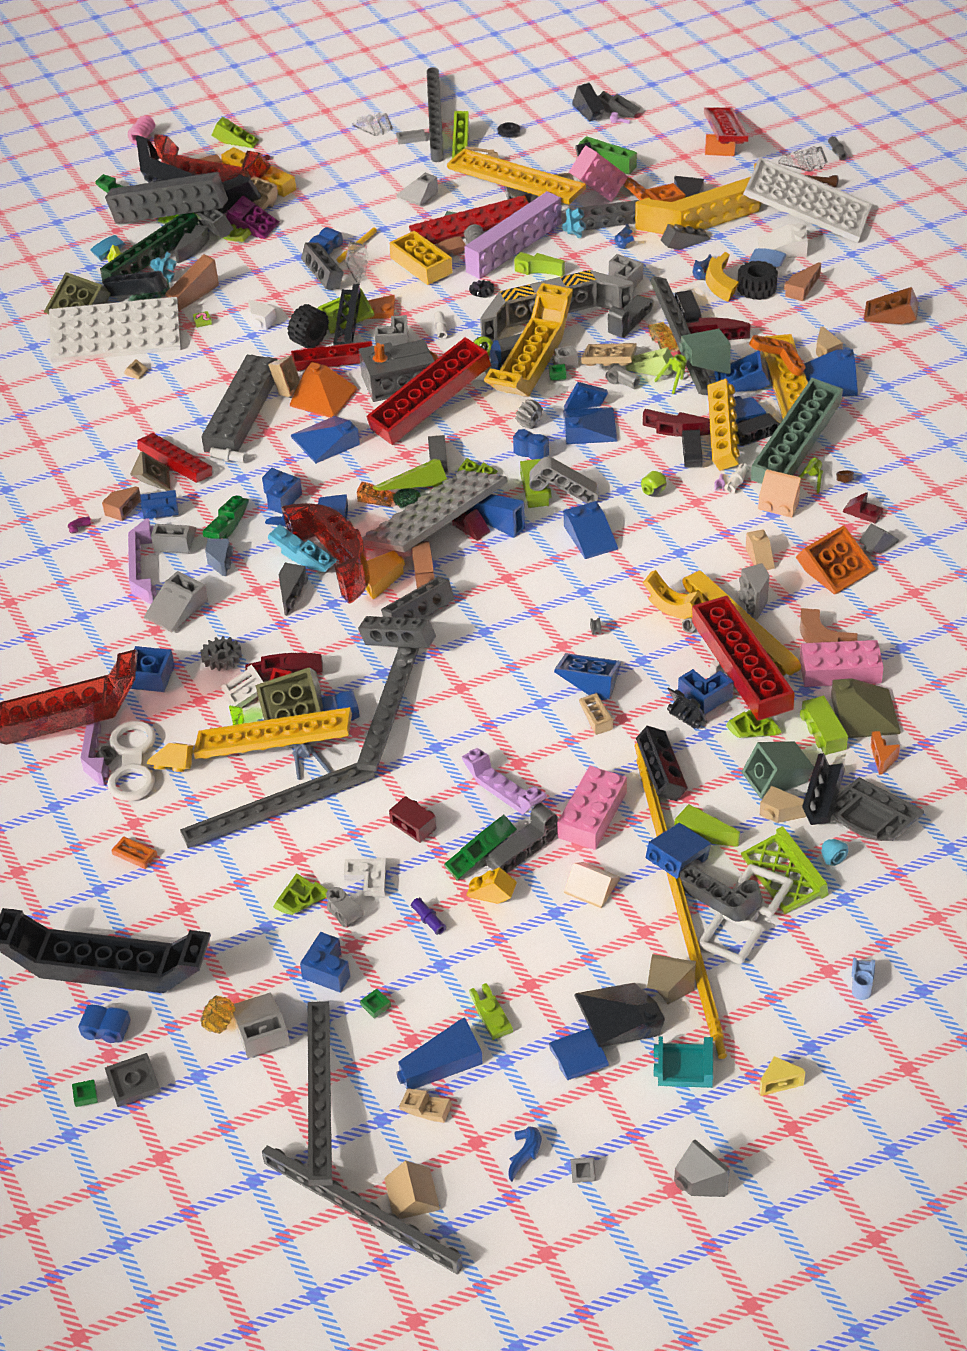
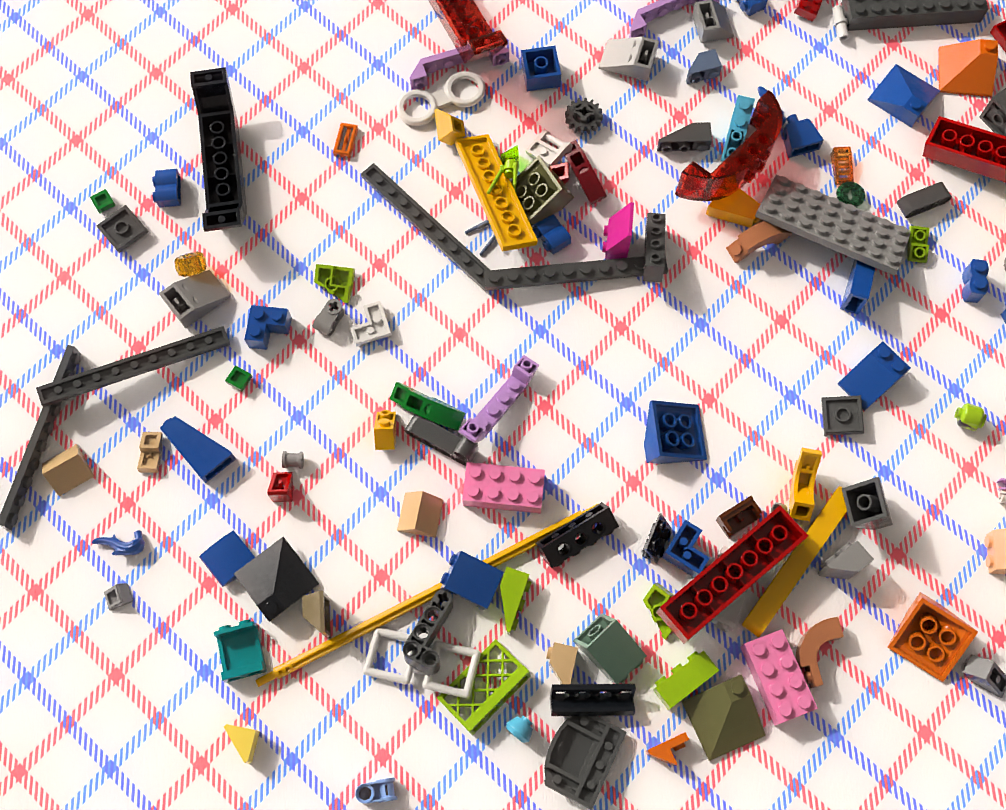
camera: 70 degrees right, 25 degrees up
(107, 753) = (433, 73): dark grey bush -> none
(228, 518) = (754, 56): green slope -> none
(257, 713) = (510, 171): none -> lime plant
(280, 489) = (809, 86): blue brick -> none
(285, 375) = (968, 25): tan slope -> none
(370, 649) = (619, 233): none -> dark pink slope
(412, 819) = (439, 339): dark red brick -> none
(422, 600) = (703, 253): dark grey brick -> none
(424, 475) = (879, 195): lime slope -> none
(428, 916) = (341, 388): dark purple pin -> none
(472, 524) = (836, 267): dark red slope -> none
(491, 972) = (293, 459): none -> light grey bush
(491, 1013) = (255, 473): lime hinge -> none
(518, 989) = (281, 487): none -> red slope
(533, 498) = (921, 302): lime brick -> none
(552, 471) = (927, 328): light grey beam -> none
(595, 626) = (741, 421): dark grey bush -> none
(600, 724) = (619, 451): tan slope -> none
(617, 561) = (842, 415): none -> dark grey tile
(684, 652) = (739, 516): none -> reddish brown hinge
(701, 1173) = (121, 698): slope -> none
(711, 552) = (867, 505): none -> dark grey slope
(759, 548) = (914, 552): tan slope -> none

